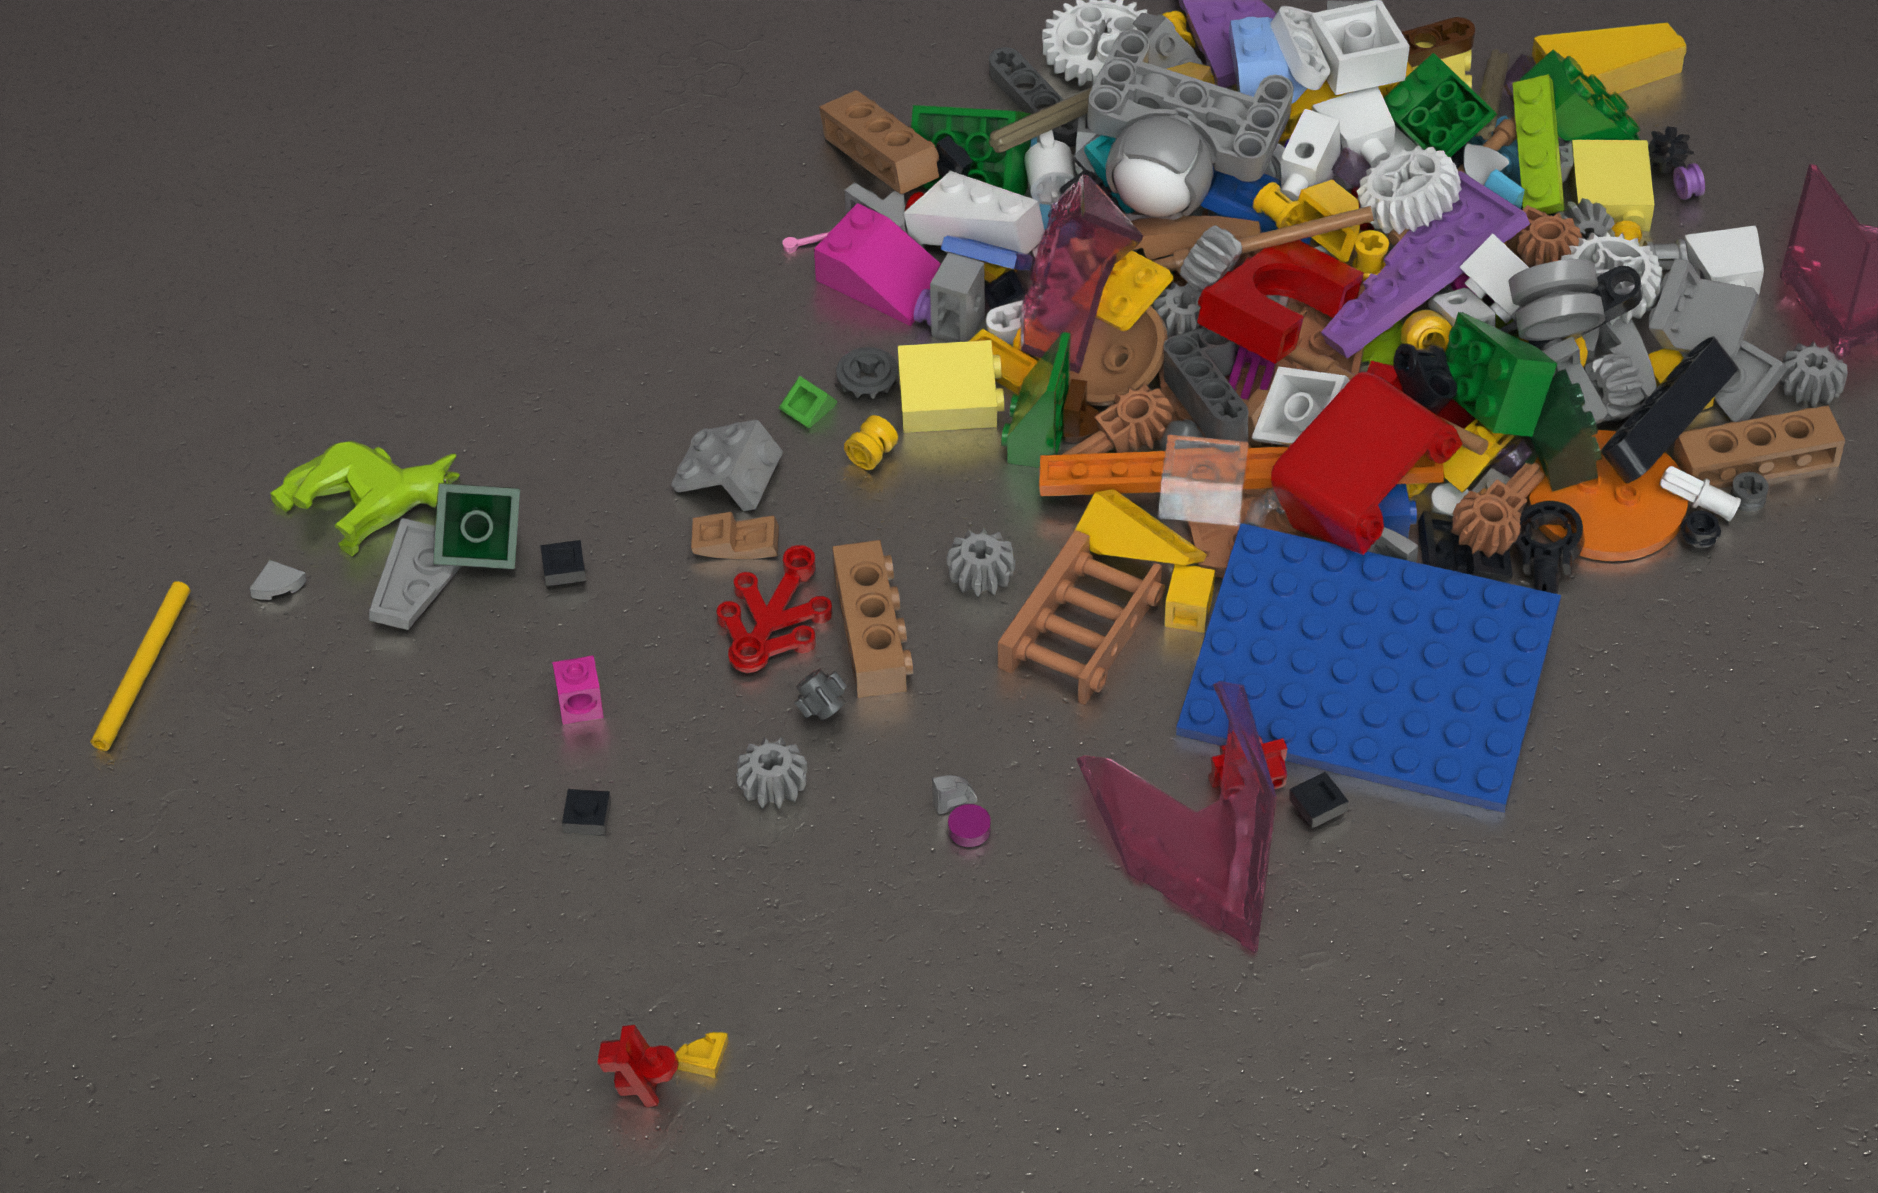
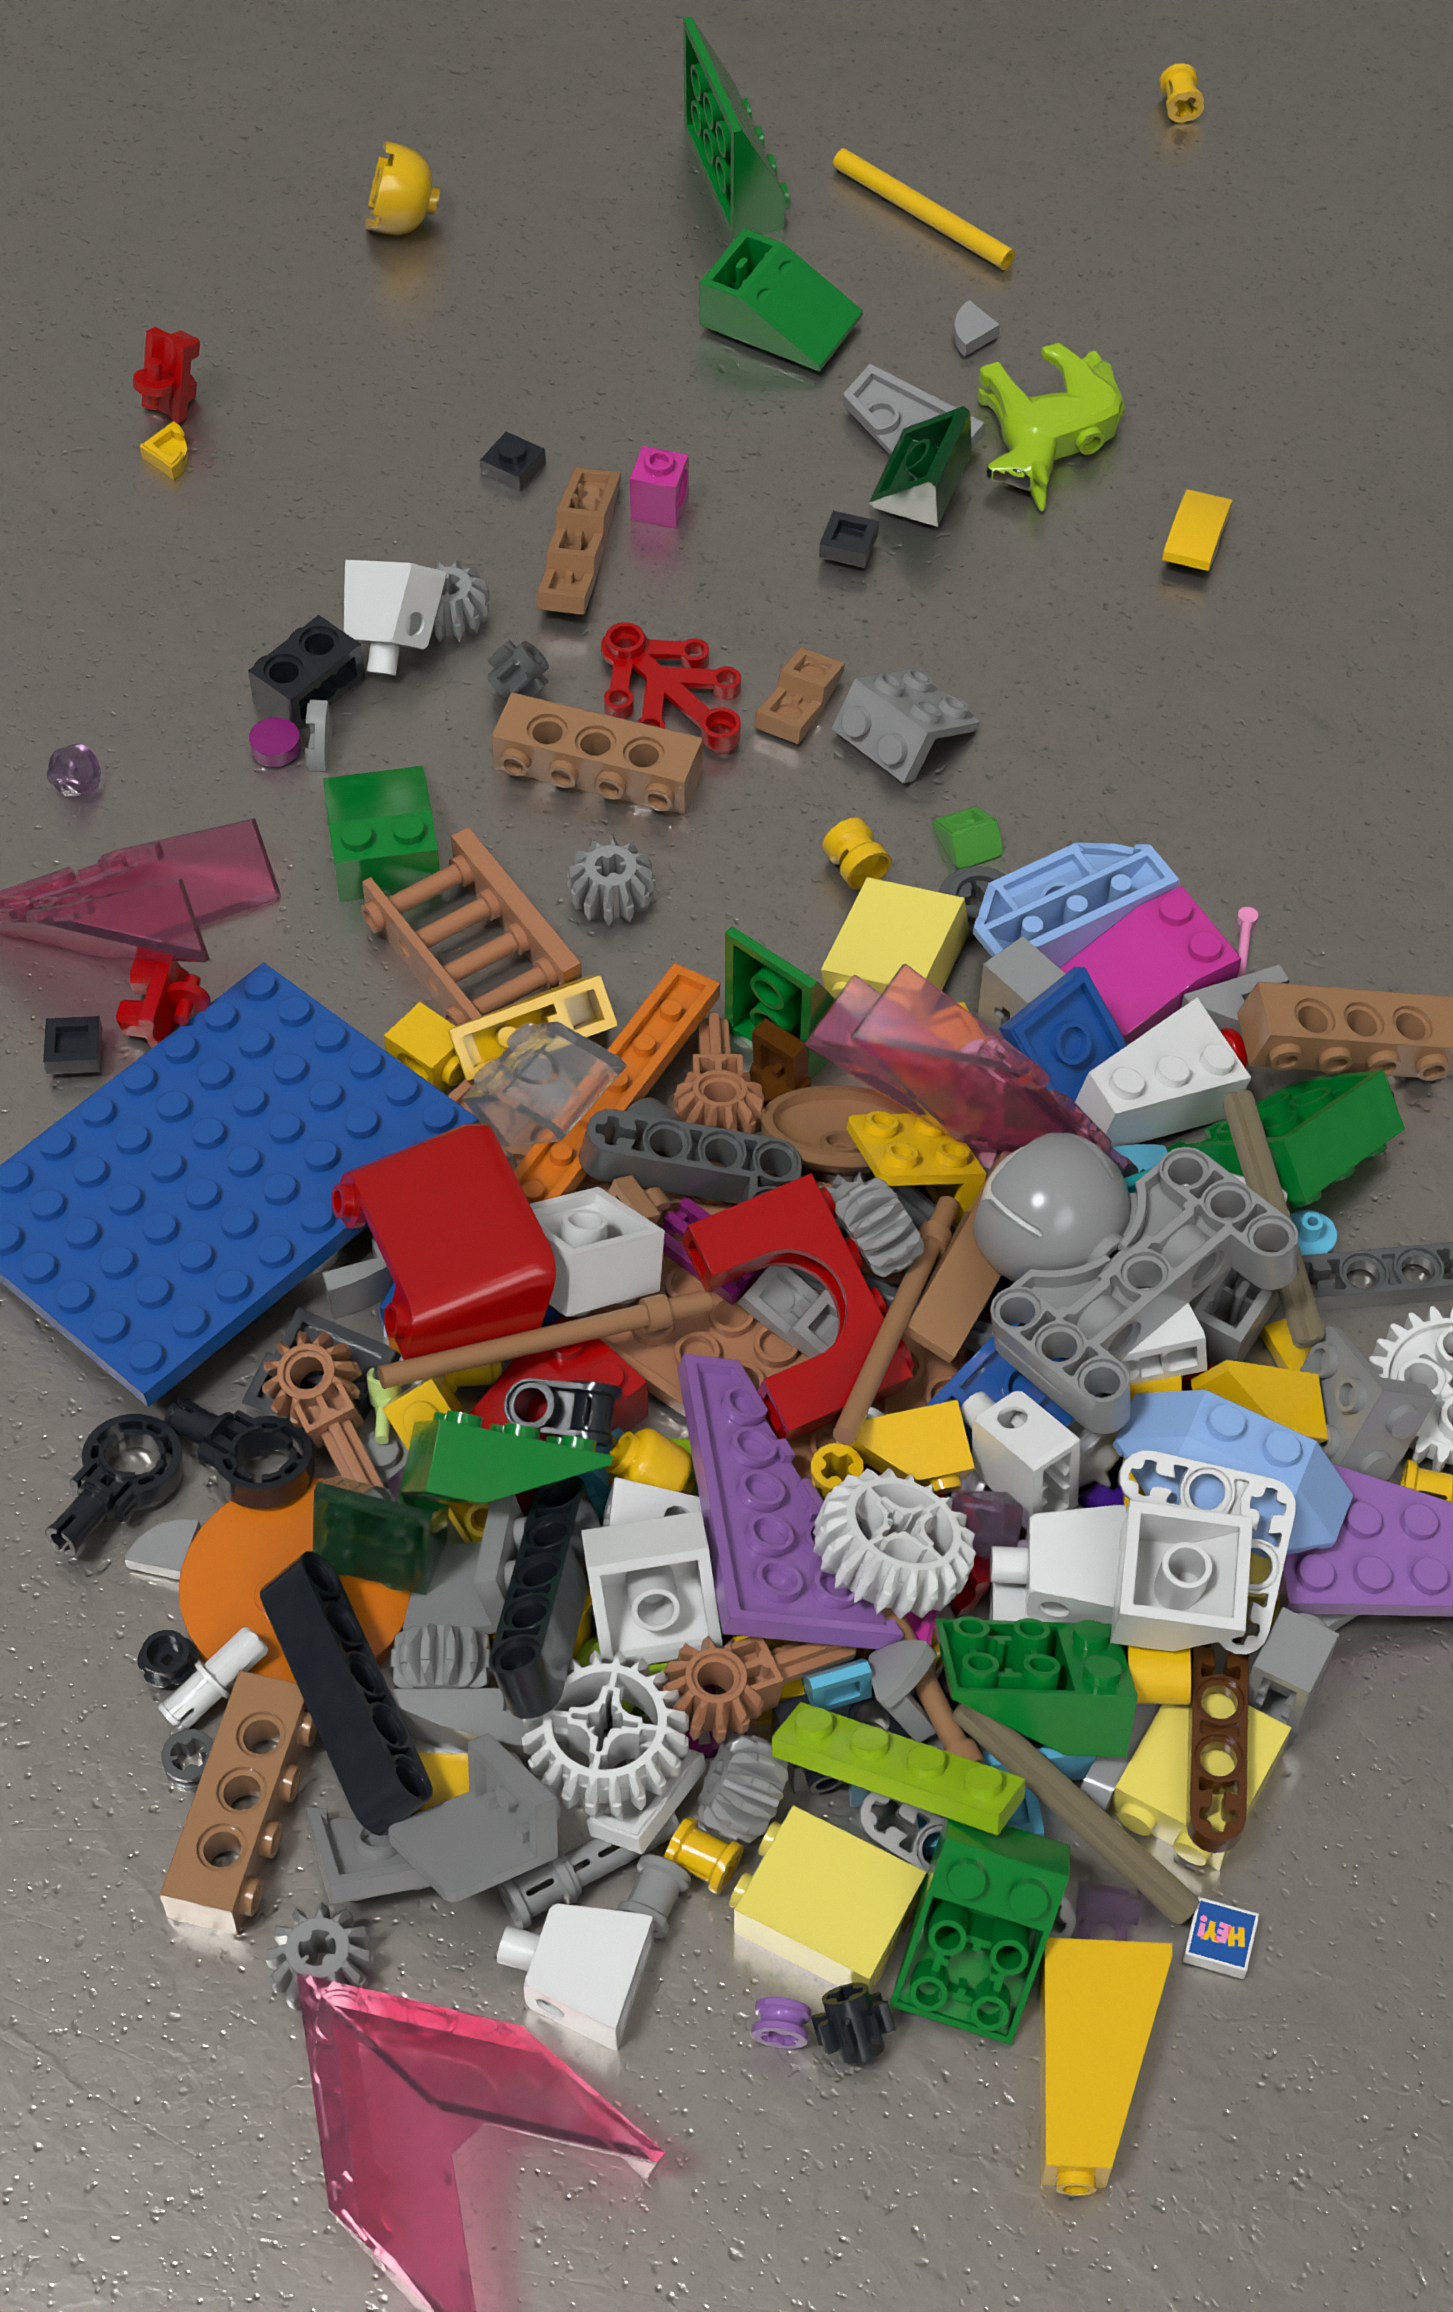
camera: 115 degrees right, 5 degrees up
(146, 796) = (728, 142): none -> green slope
(316, 1019) = (401, 191): none -> yellow cylinder
(323, 705) = (775, 301): none -> green slope
(447, 370) = (1197, 530): none -> yellow slope
(644, 729) = (578, 541): none -> medium nougat slope
(816, 780) = (390, 608): none -> white torso
(859, 304) = (1070, 897): none -> light blue wedge
(899, 821) = (308, 666): none -> black brick
(952, 158) = (1269, 1081): black plate -> none
(1013, 714) = (380, 830): none -> green slope
(1083, 928) = (74, 770): none -> clear purple tile
(1277, 206) = (956, 1375): yellow bush -> none
(1455, 491) = (379, 1398): none -> yellowish green hand
(1504, 38) = (1221, 1938): none -> tile
(1556, 299) = (516, 1529): light grey wheel -> none
(1625, 609) = (109, 1493): none -> black pin
(1633, 567) = (163, 1548): none -> light grey tile

